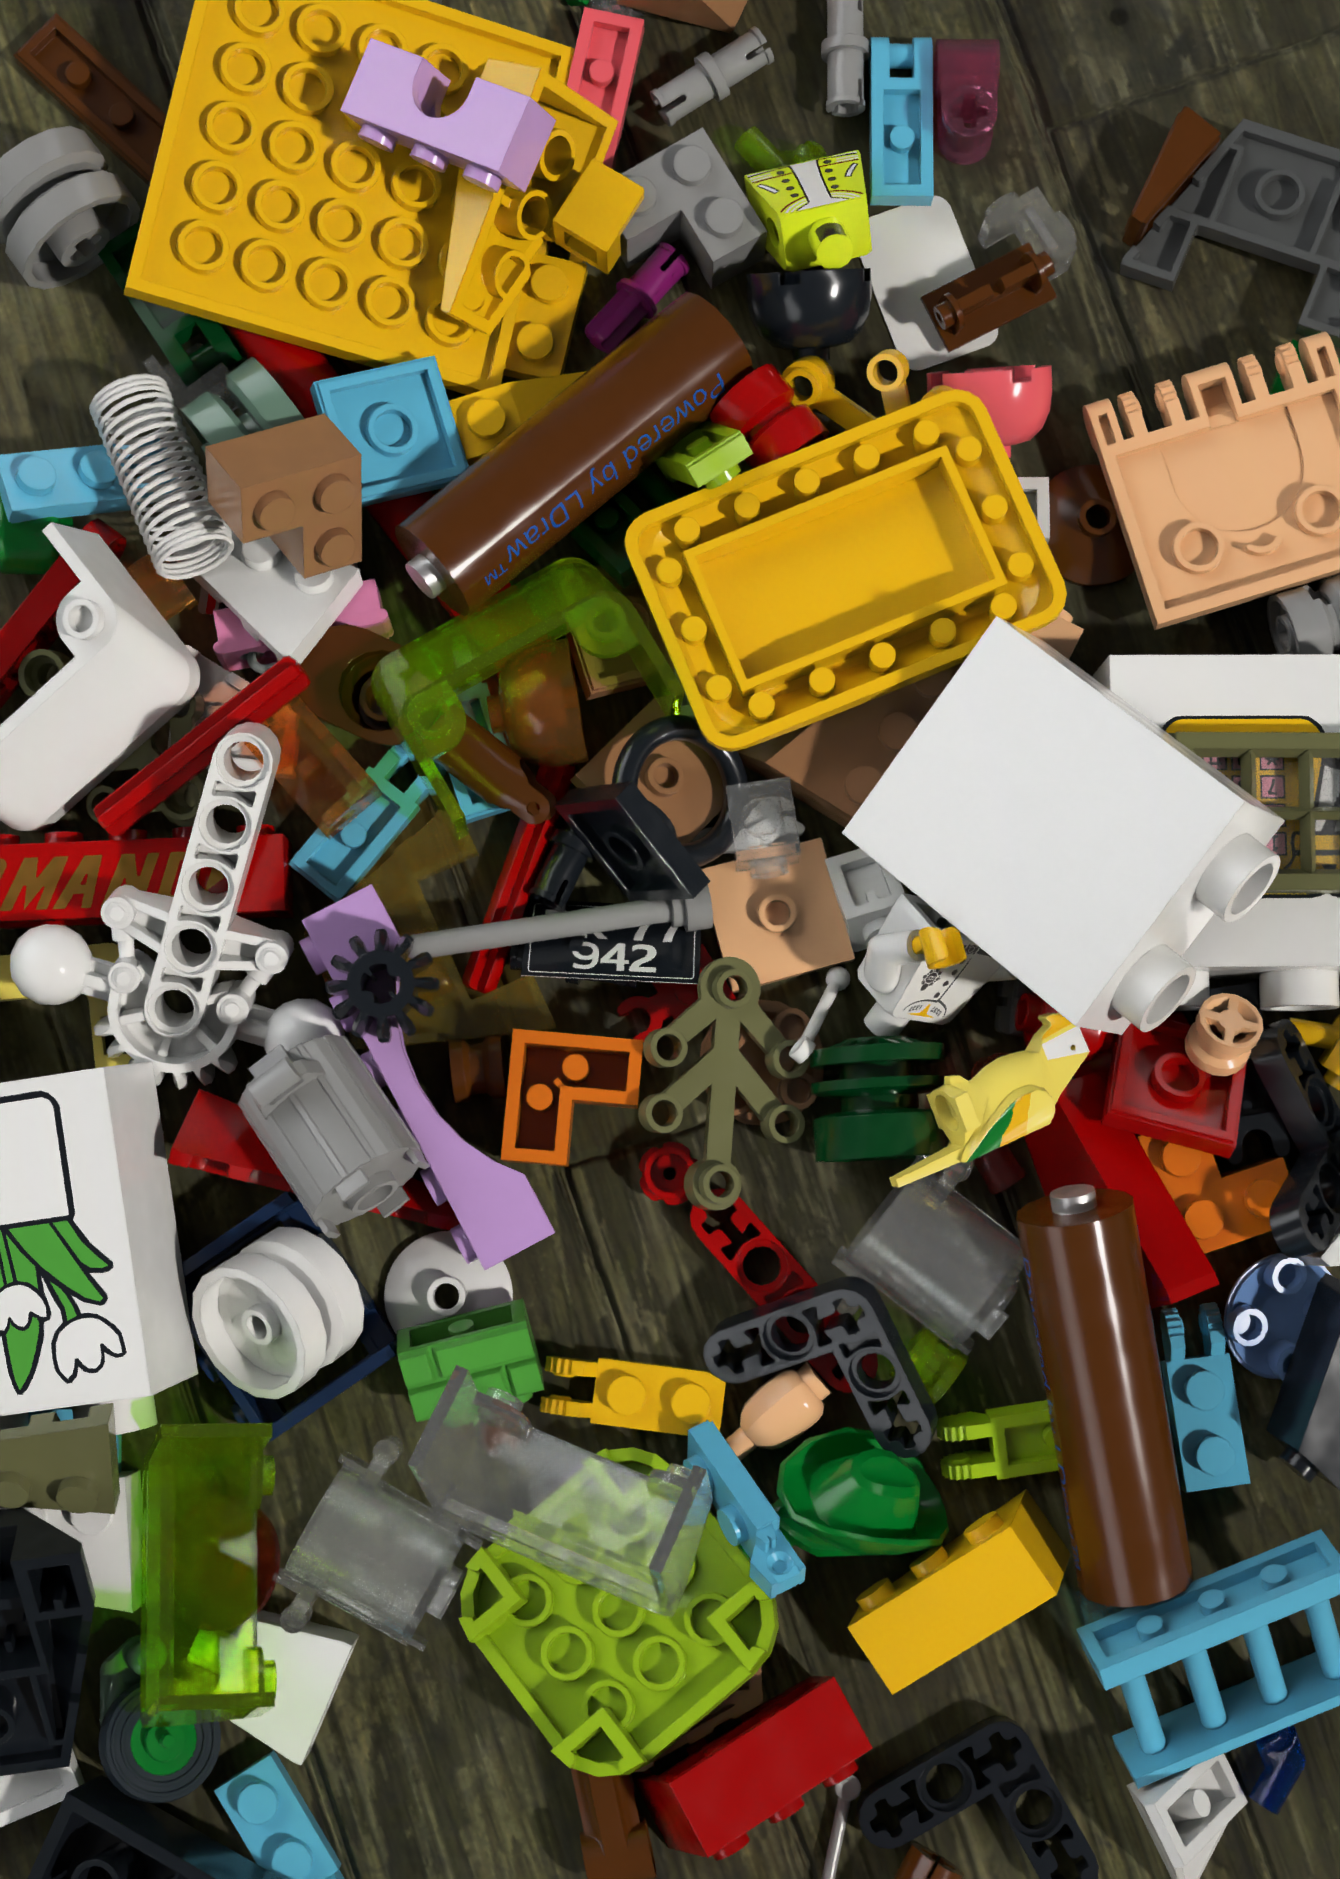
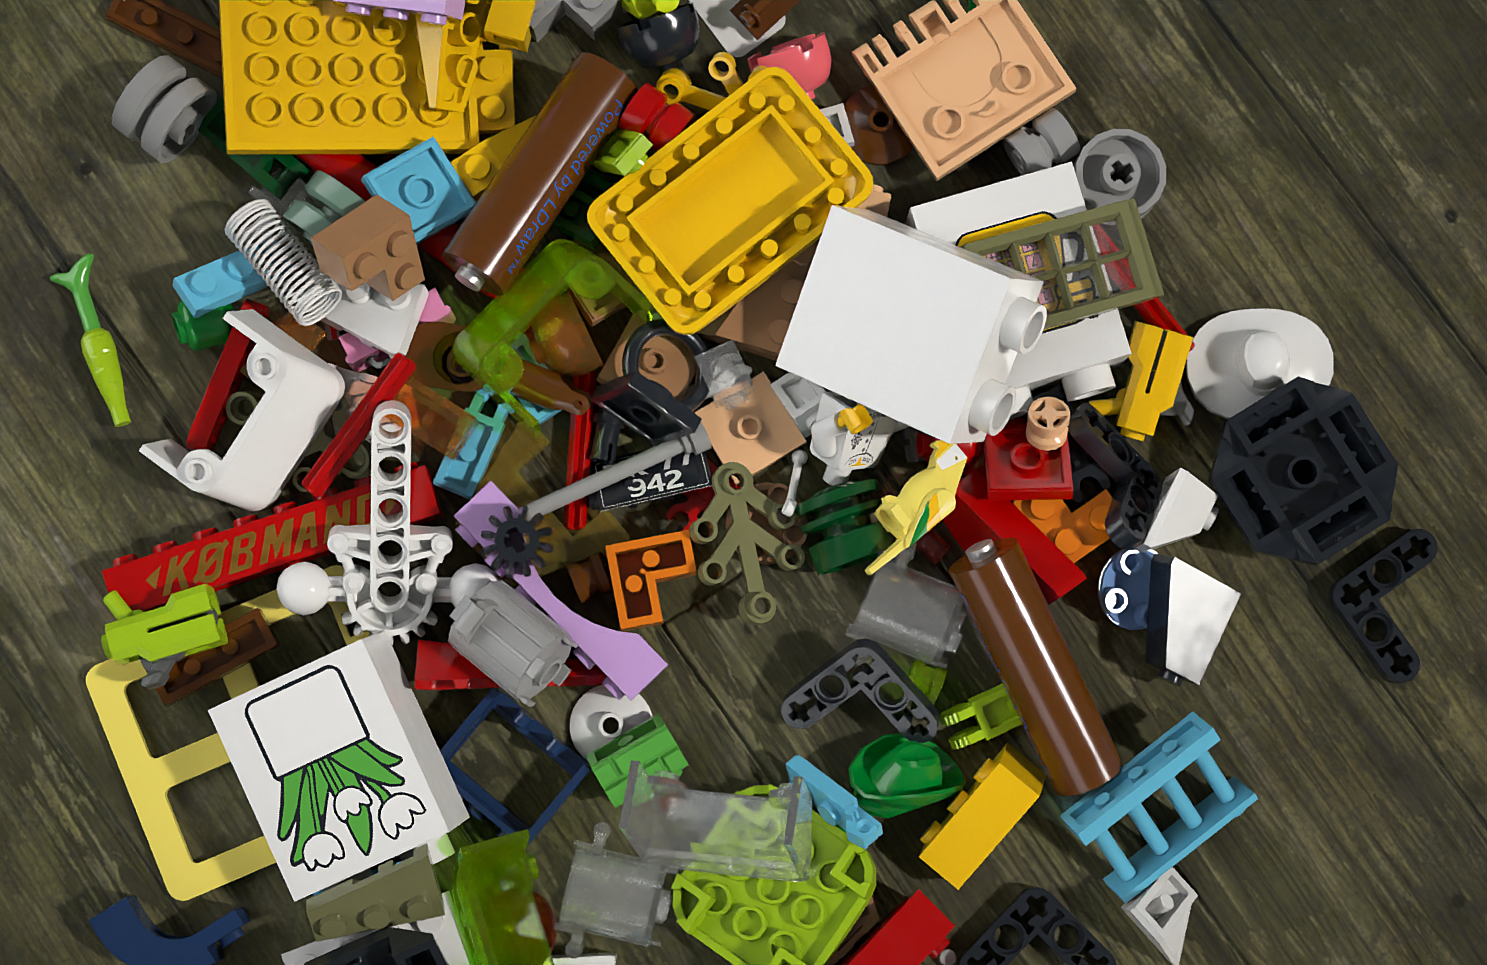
camera: 15 degrees left, 0 degrees up
(278, 1312) = (509, 763): white wheel -> none
(635, 299) = (548, 62): magenta axle -> none
(639, 1395) = (749, 752): yellow hinge -> none
(652, 1168) = (716, 608): red plate -> none
(780, 1411) = (839, 736): light nougat plant -> none
(790, 1280) = (822, 654): red beam -> none
(1203, 1404) = (1102, 658): medium azure hinge -> none
(1283, 1765) = (1213, 865): clear blue arm -> none

